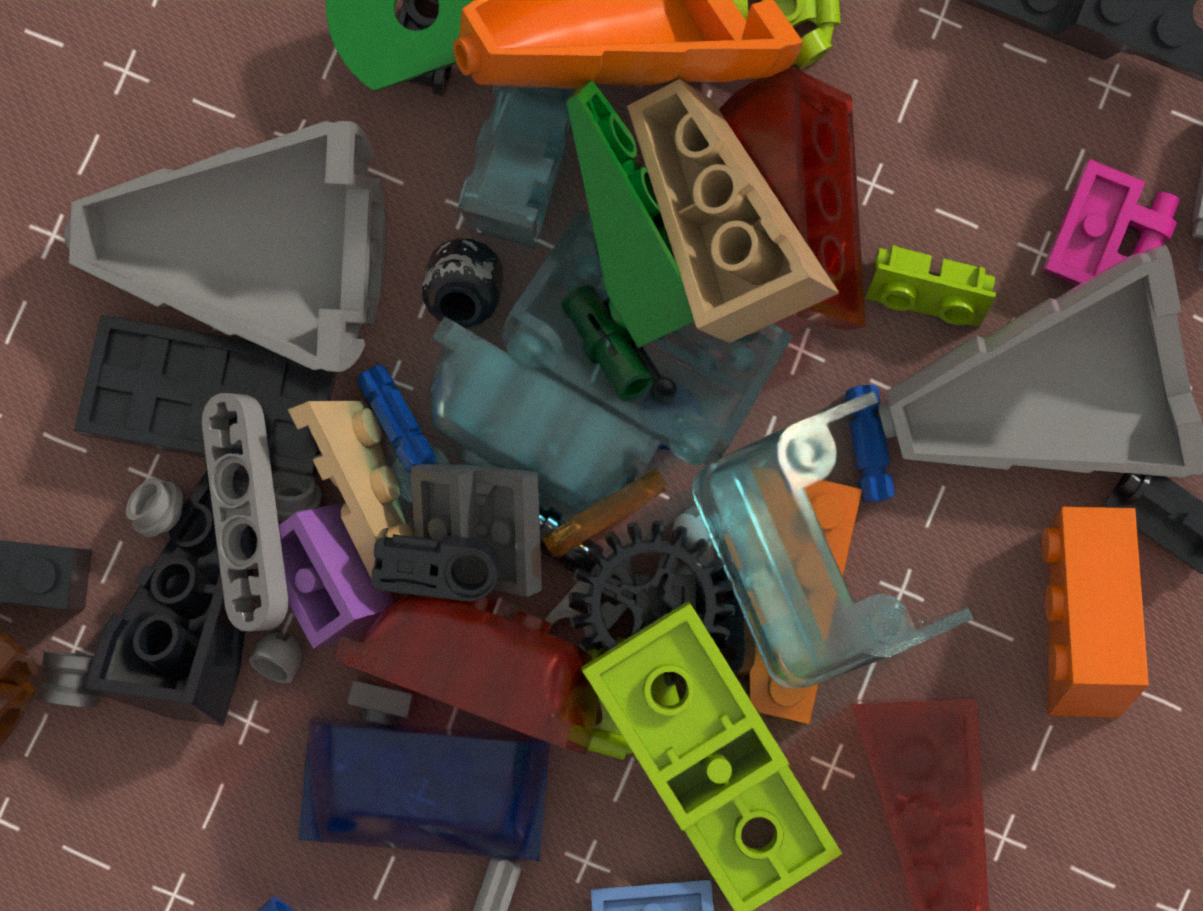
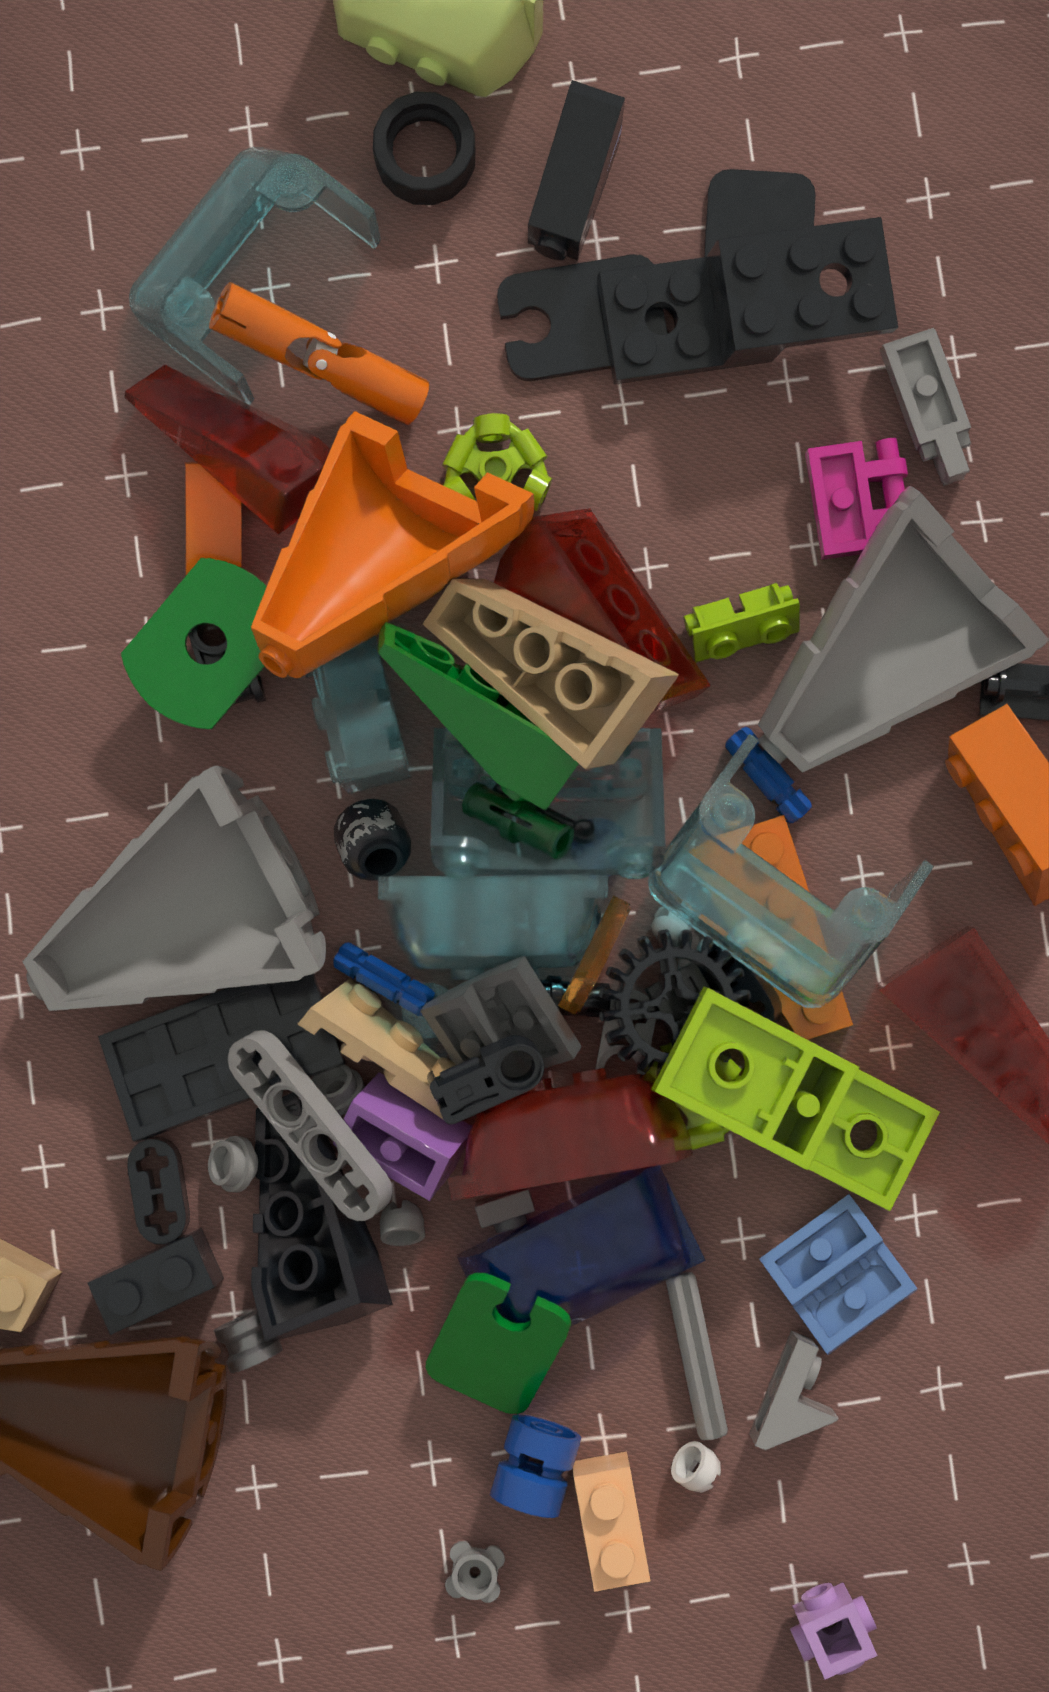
camera: 30 degrees left, 0 degrees up
(59, 485) = (145, 1193): none -> black beam
(286, 828) = (492, 1356): none -> green piece

